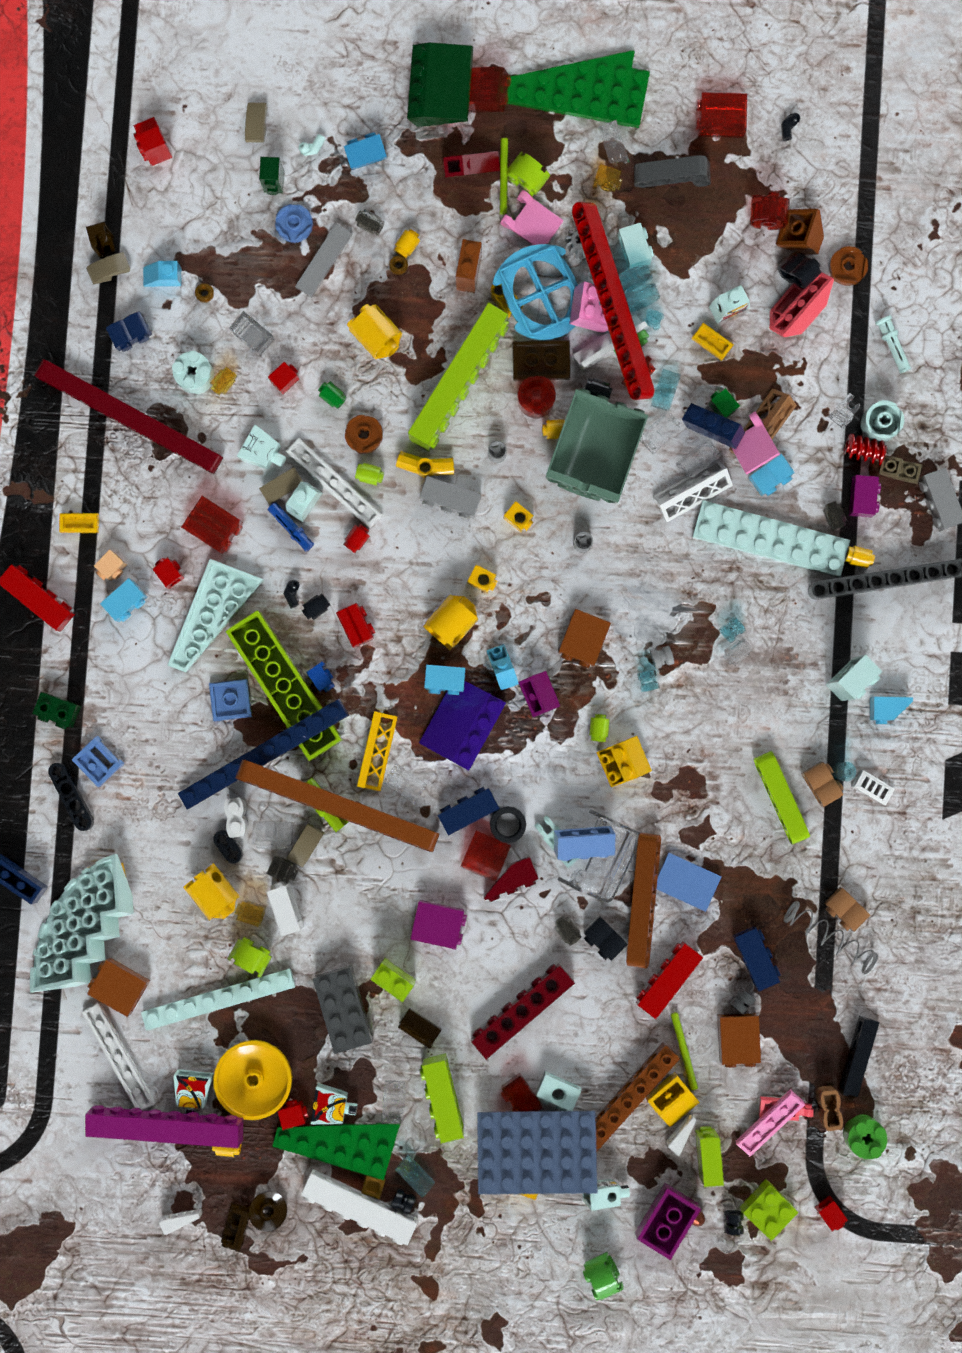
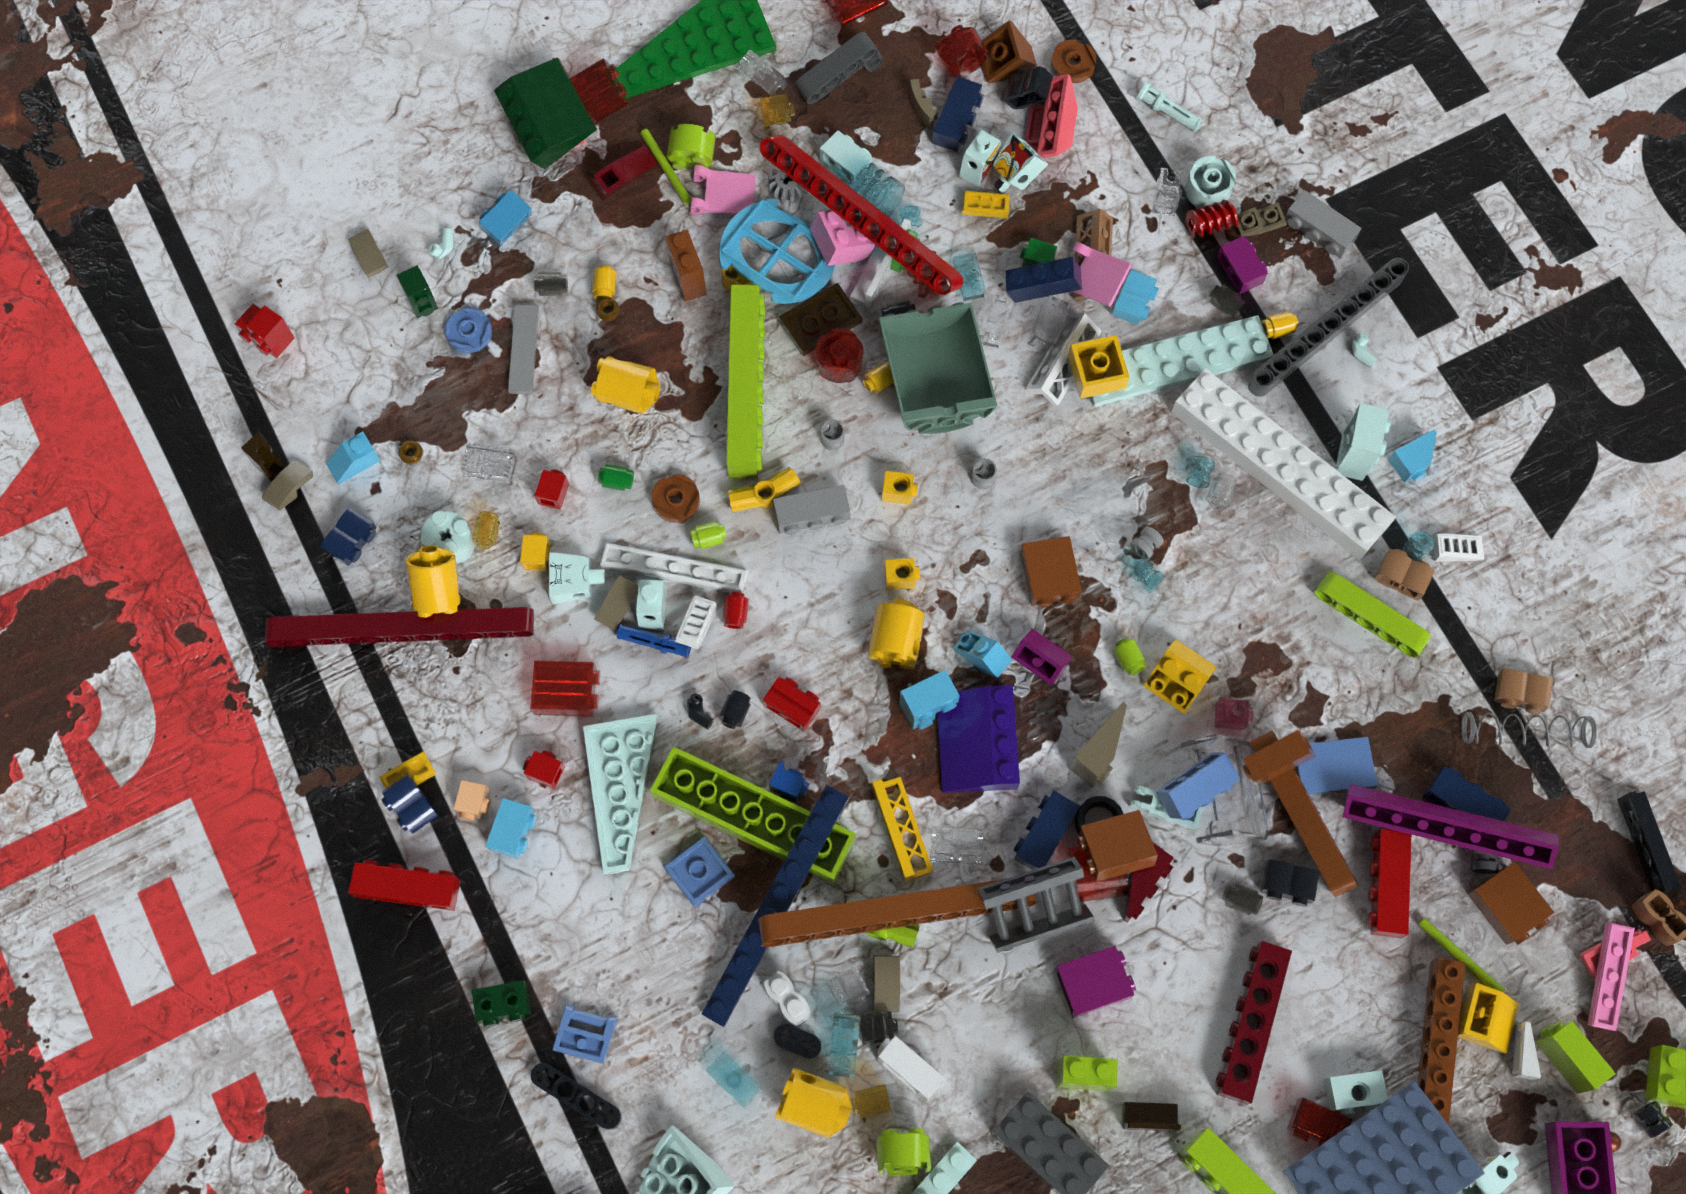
camera: 35 degrees left, 15 degrees down
(68, 544) = (409, 804): none -> dark blue brick
(164, 400) = (433, 580): none -> yellow cylinder
(174, 846) = (734, 1079): none -> clear light blue plate
(247, 416) = (535, 552): none -> yellow brick
(253, 868) = (844, 1045): none -> clear light blue brick
(333, 523) = (700, 608): none -> white slope
(432, 841) = (1029, 883): none -> dark grey fence
(504, 850) = (1117, 846): none -> dark orange brick
(535, 781) = (1095, 757): none -> dark tan slope
(635, 805) = (1226, 719): none -> clear pink brick
(646, 859) = (1278, 758): none -> dark orange brick
(708, 514) = (1098, 366): none -> yellow brick
(715, 239) = (922, 105): none -> dark tan slope
(731, 970) = (1451, 826): none -> magenta brick
(737, 259) = (958, 114): none -> dark blue brick
(753, 325) = (1017, 164): none -> torso
(792, 657) = (1283, 464): none -> white brick
(904, 609) = (1360, 350): none -> light aqua arm

